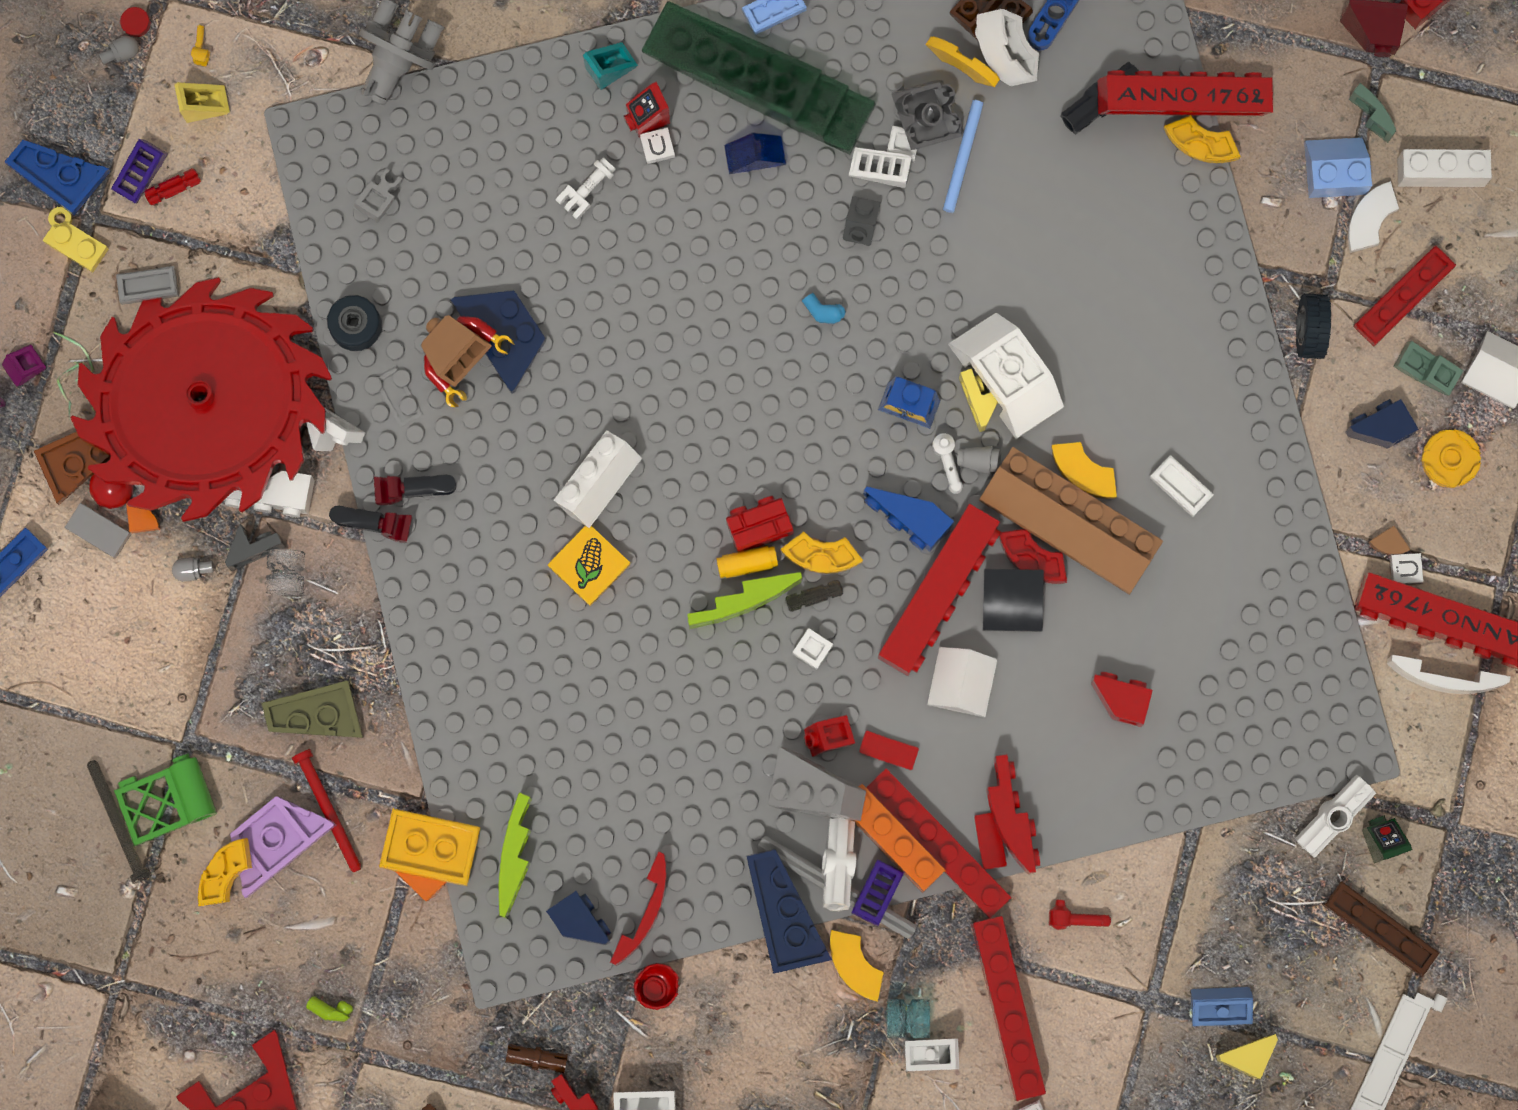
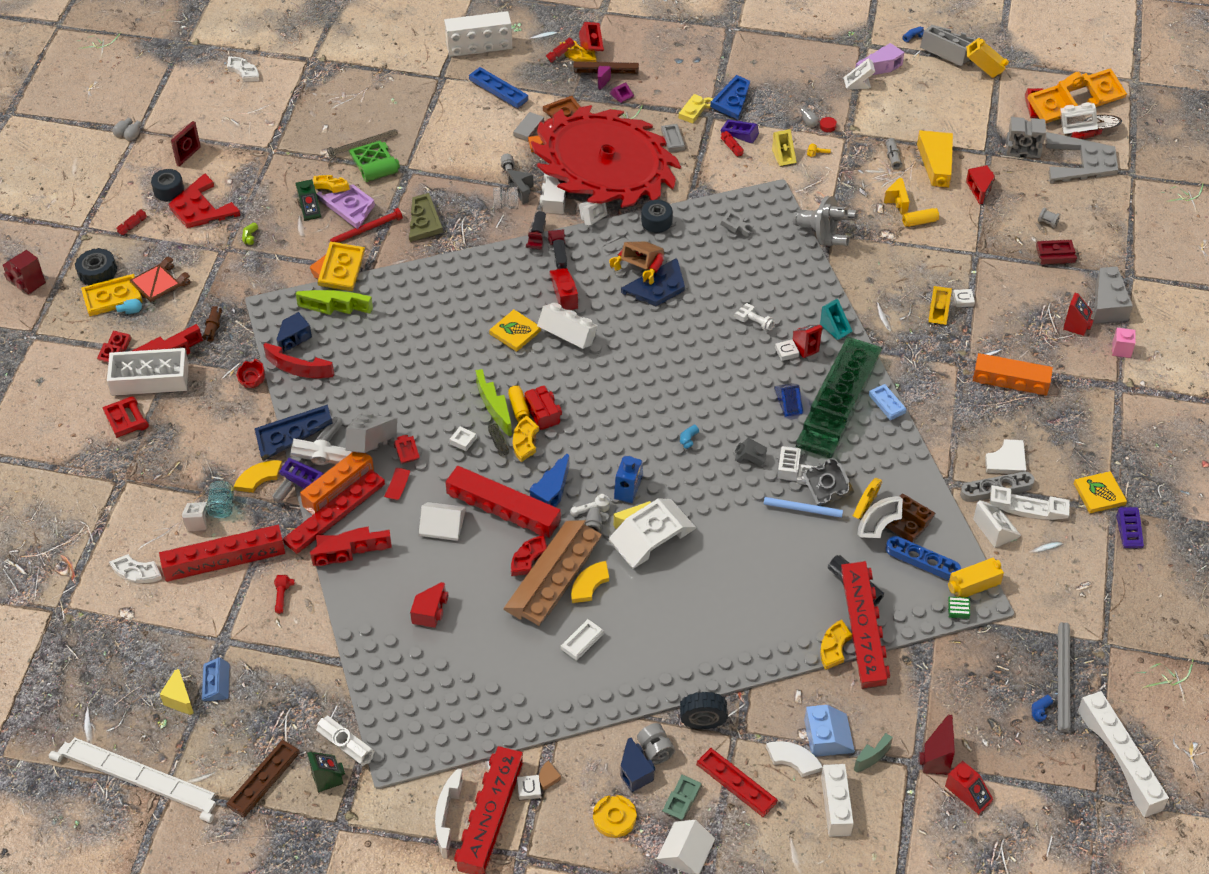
camera: 85 degrees right, 30 degrees down
(262, 910) = (308, 199): none -> slope
(502, 482) = (564, 288): none -> red slope
(1013, 600) = (497, 542): black slope -> none
(1344, 399) = (655, 743): none -> light grey wheel

